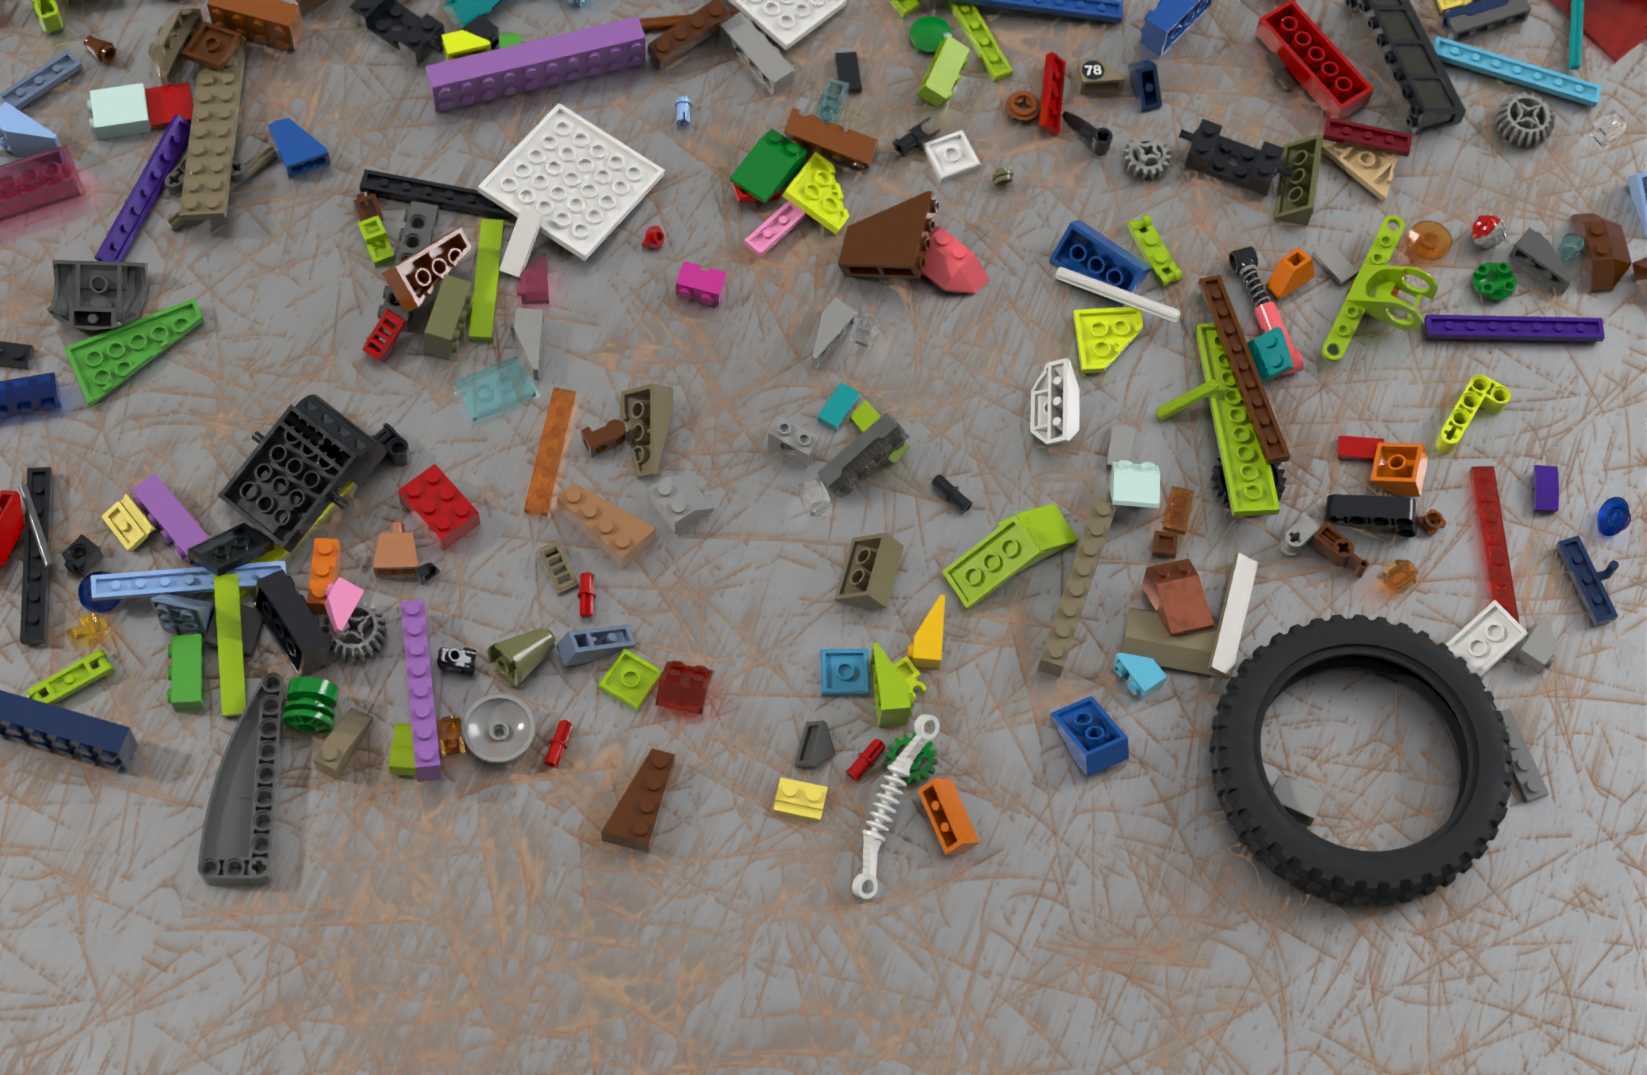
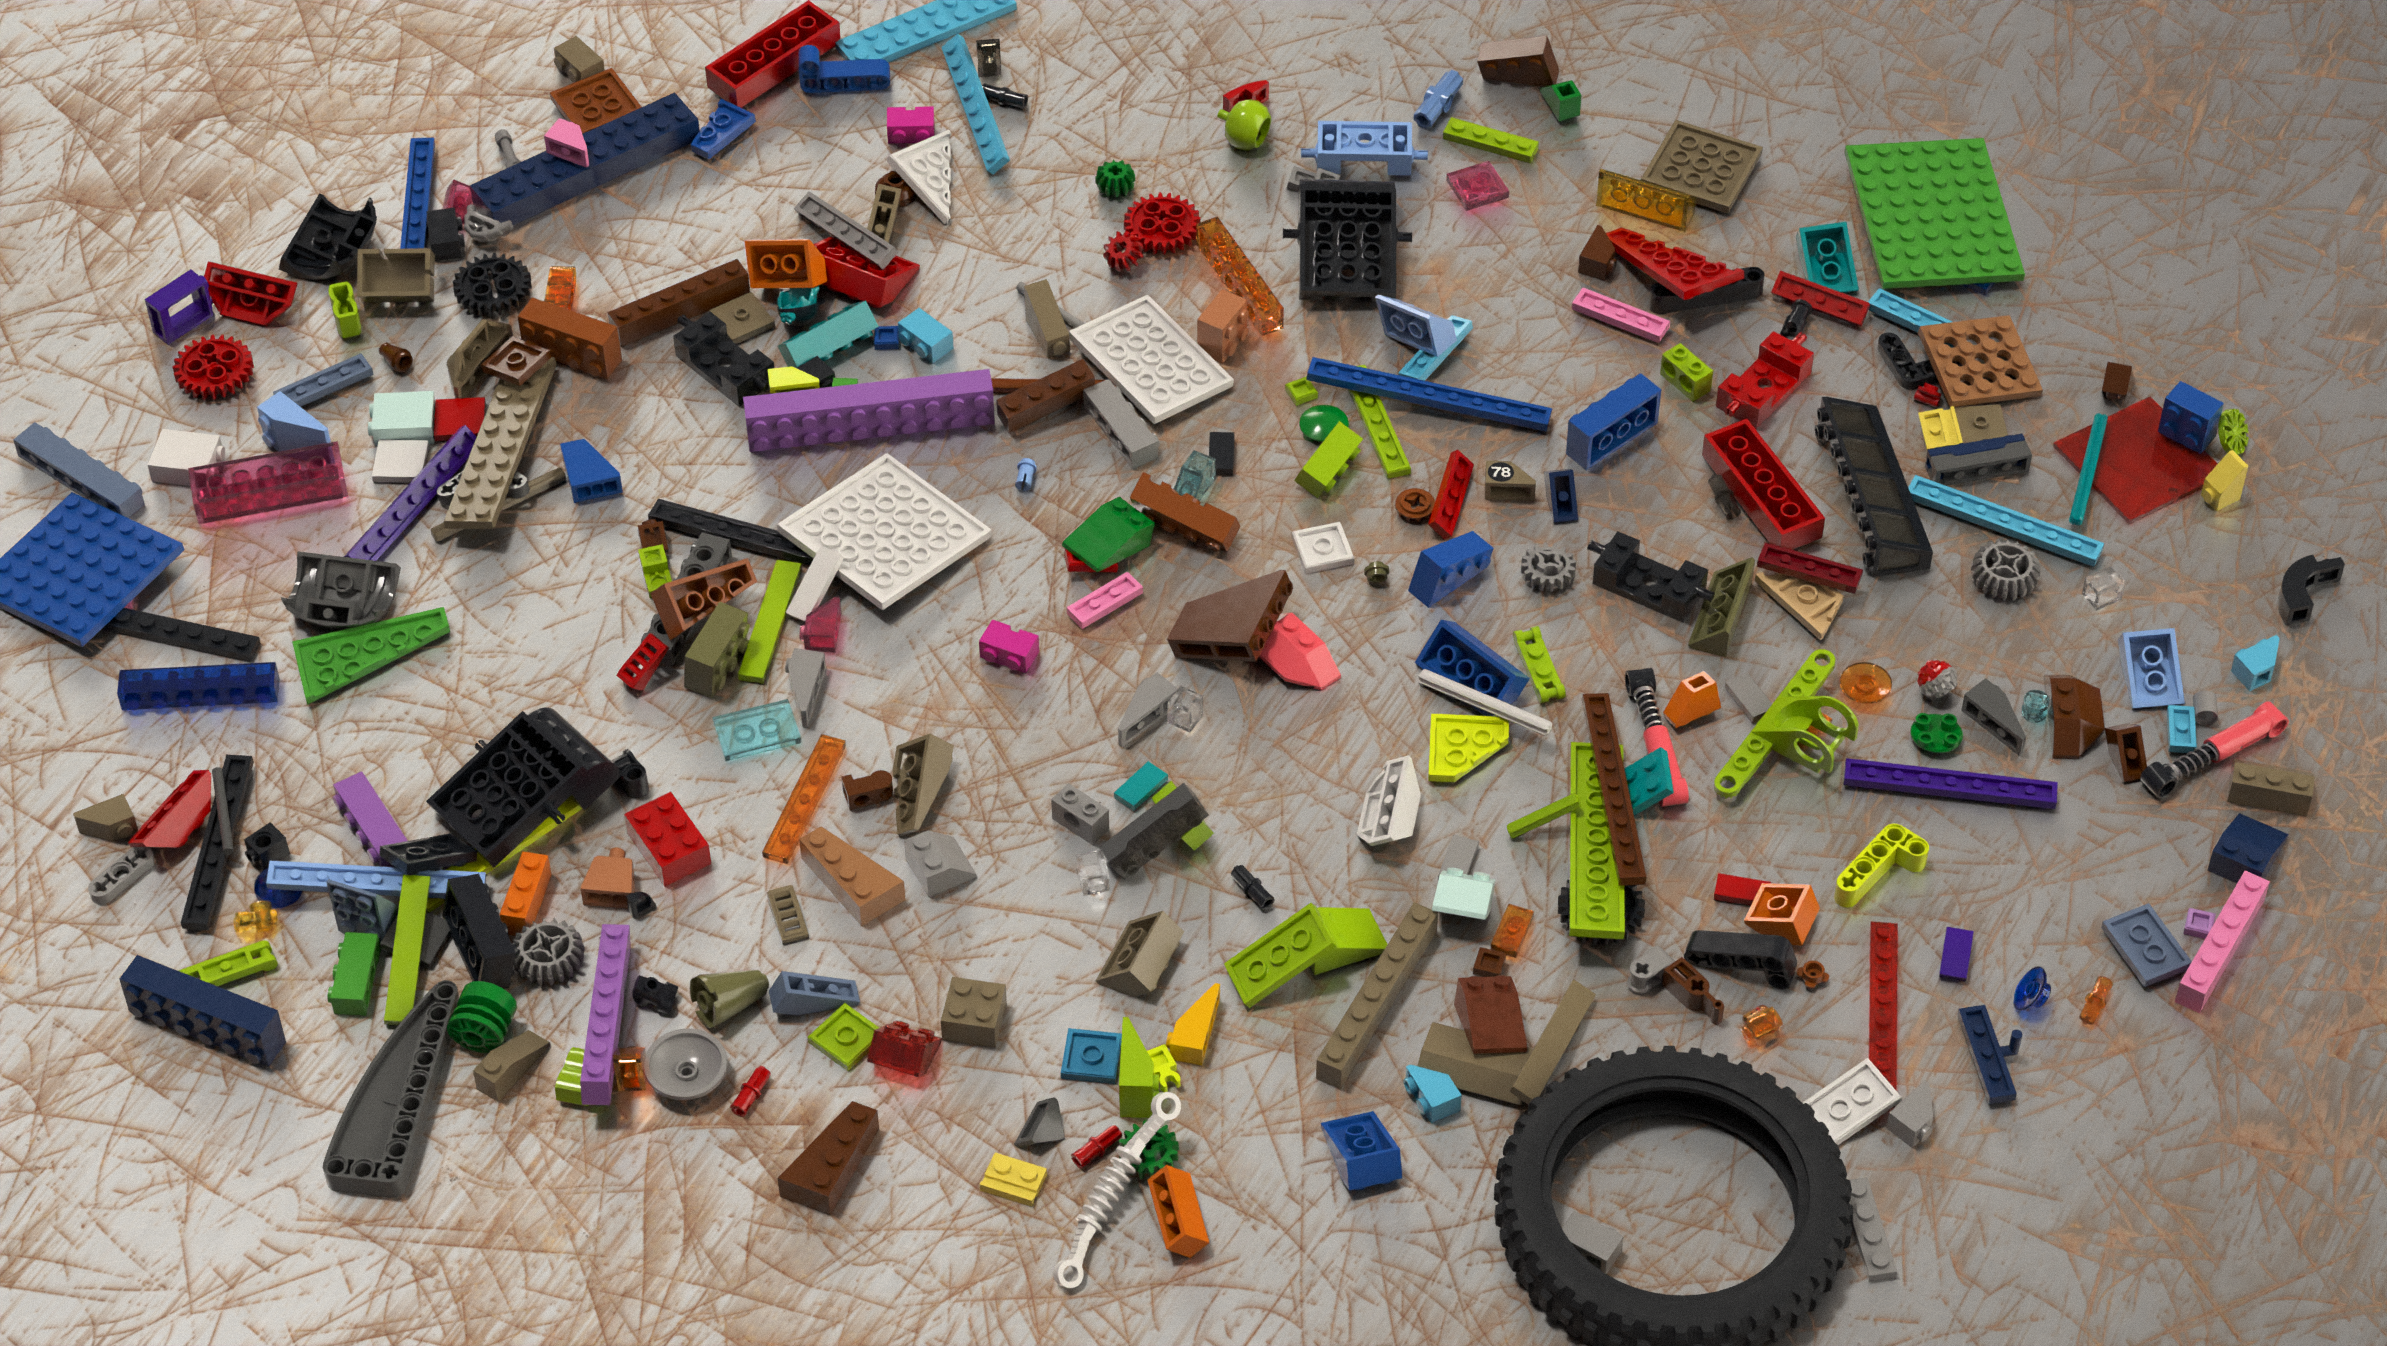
camera: 15 degrees right, 15 degrees down
(124, 153) = (399, 460): none -> white tile
(128, 523) = (323, 819): light yellow plate -> none
(341, 602) = (537, 915): bright pink slope -> none
(586, 594) = (814, 944): red axle -> none
(654, 238) = (965, 596): red plate -> none
(738, 645) = (973, 1012): none -> dark tan brick
(818, 193) = (1160, 569): neon yellow plate -> none
(914, 138) = (1282, 524): black piece -> none
(1064, 166) = (1448, 567): none -> blue wedge
(1095, 139) = (1497, 539): black piece -> none

